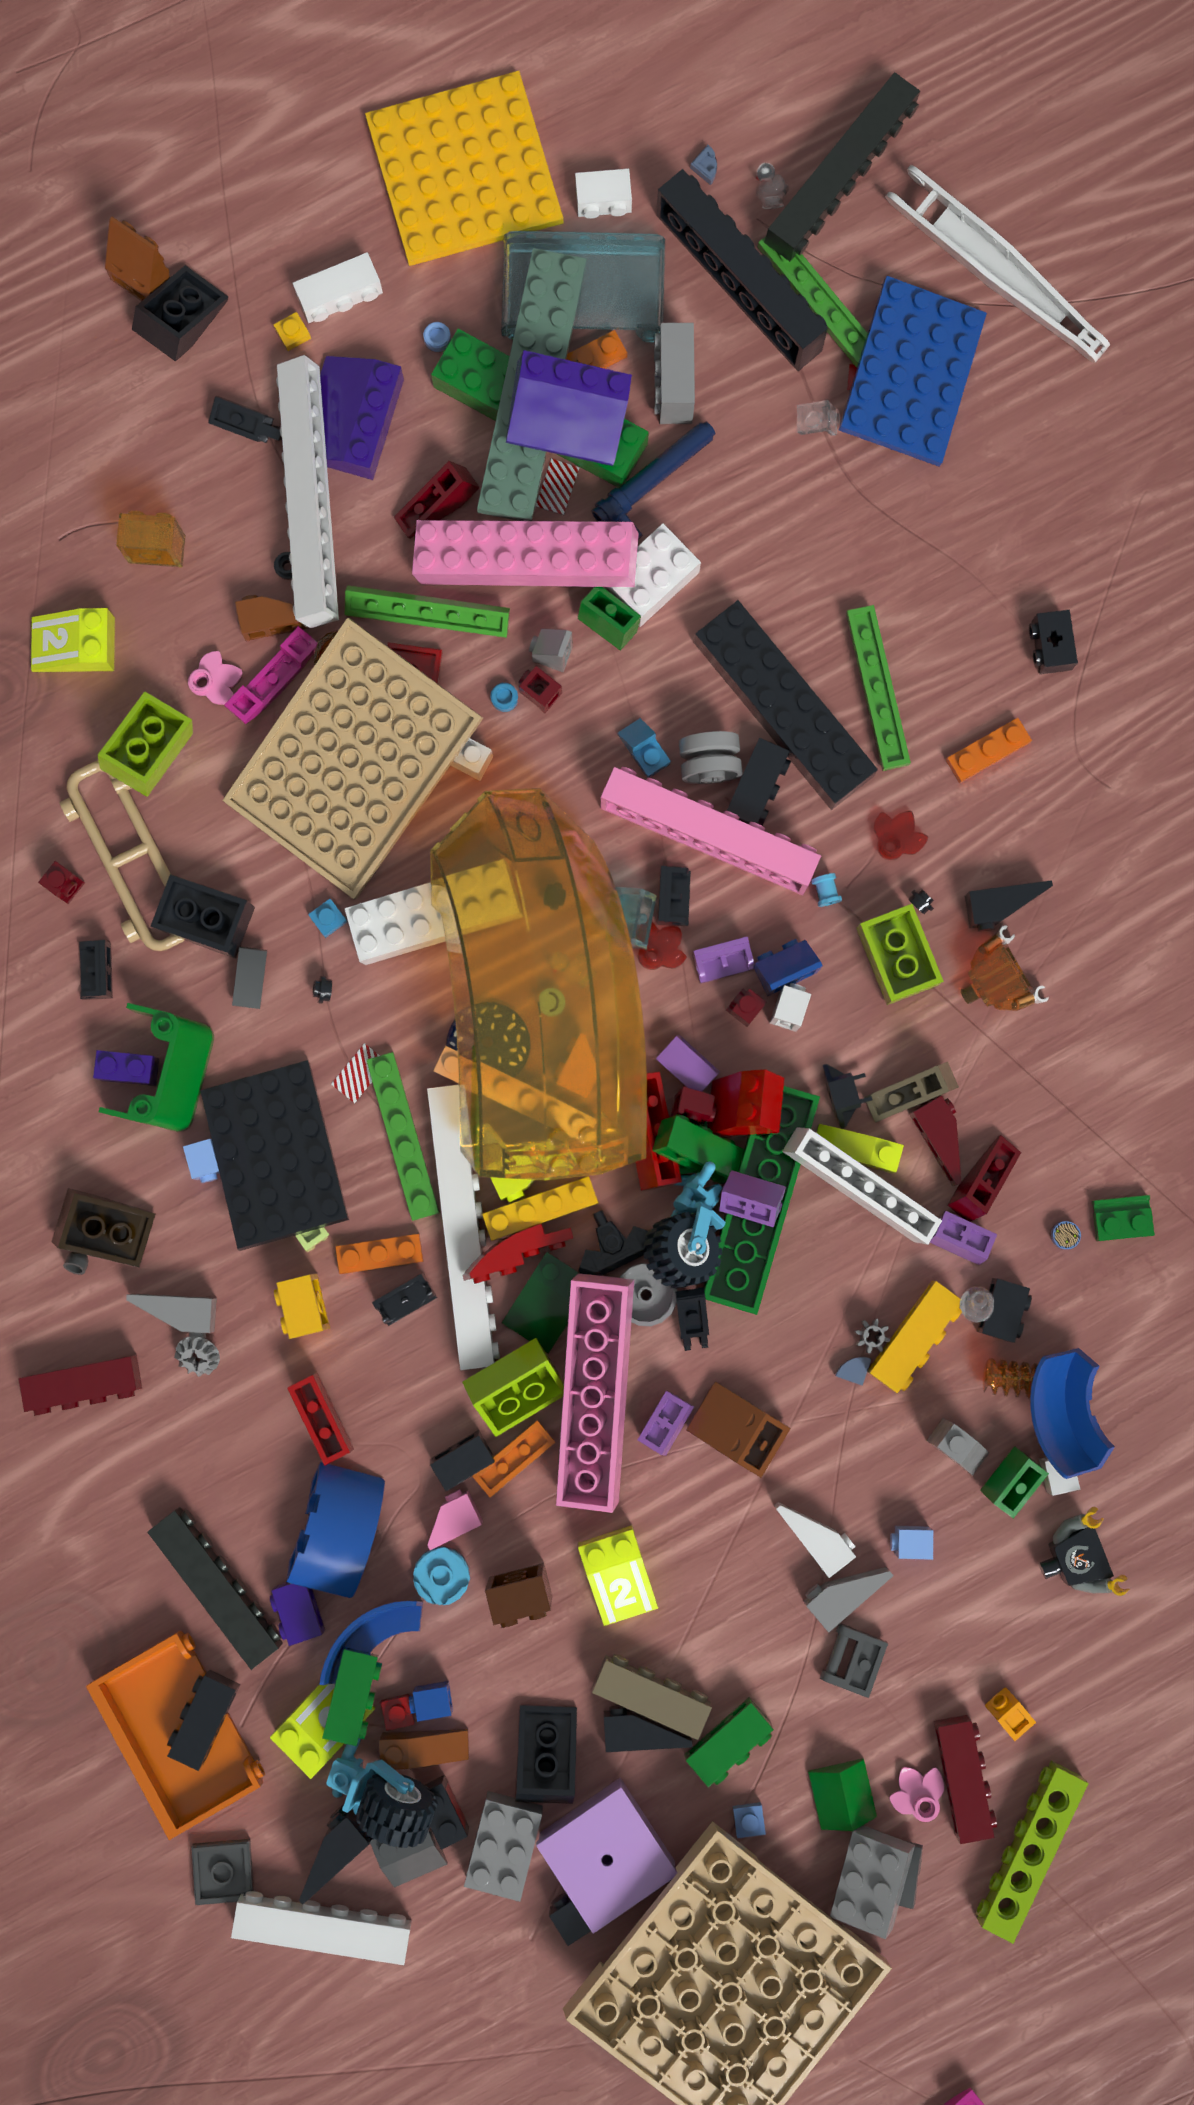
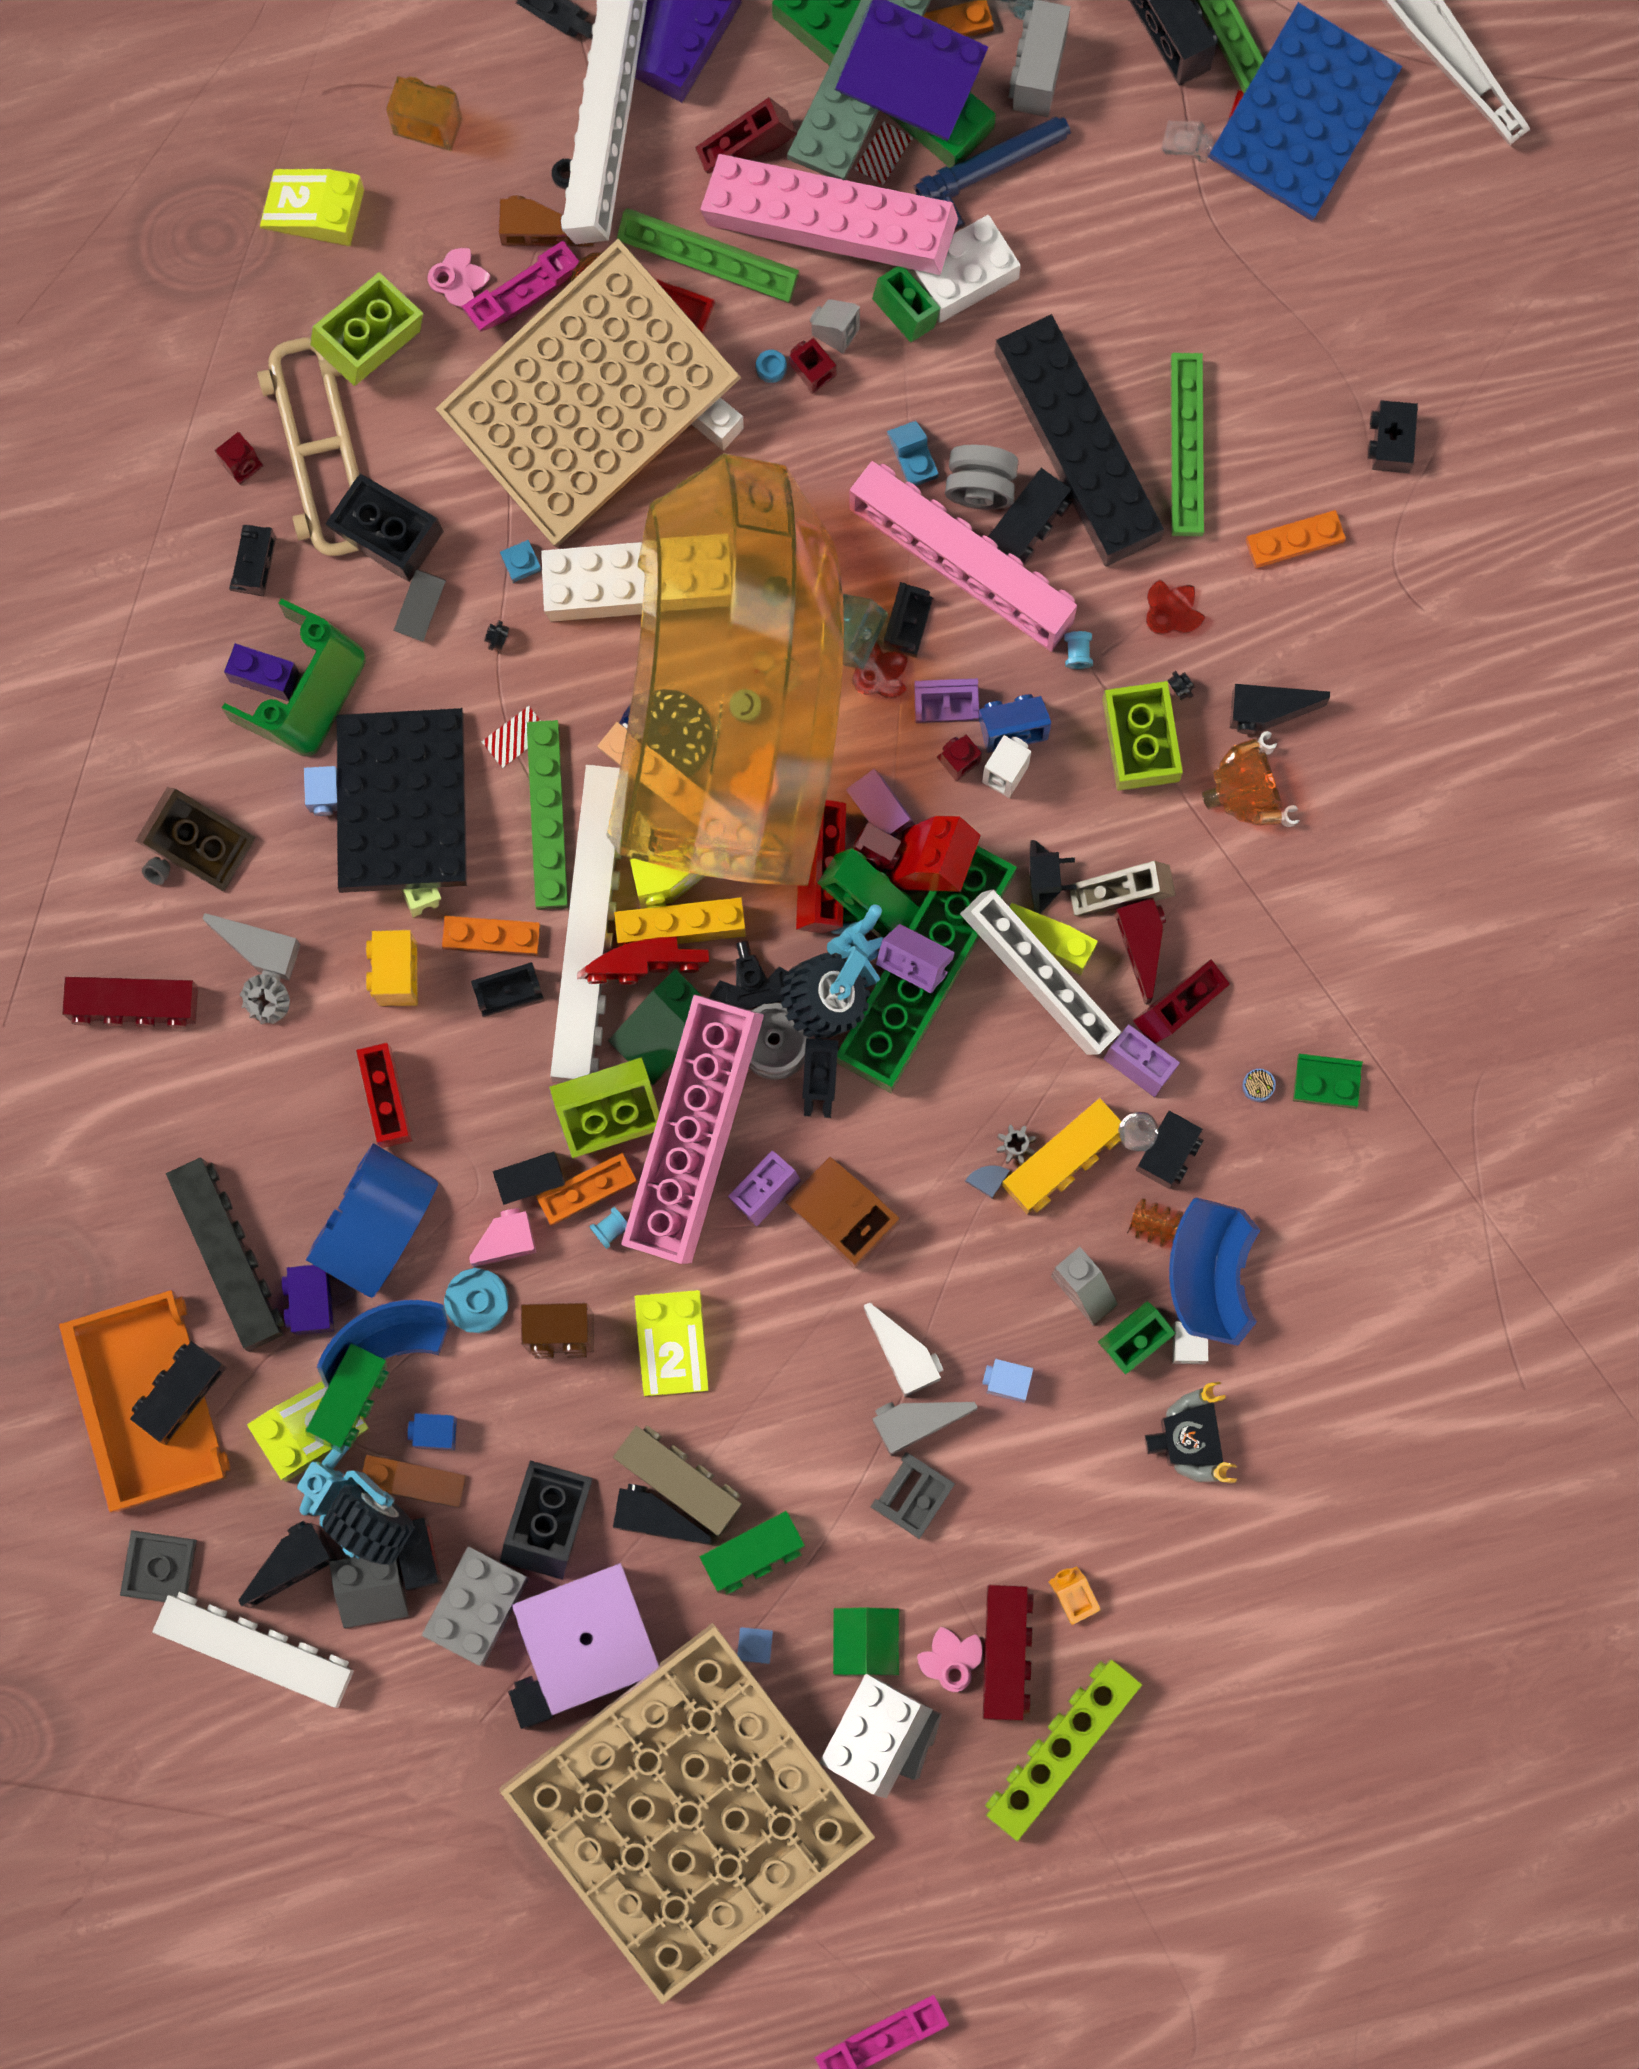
camera: 15 degrees right, 5 degrees down
(397, 1712) = (392, 1438): red plate -> none
(541, 1487) = (609, 1228): none -> medium azure bush

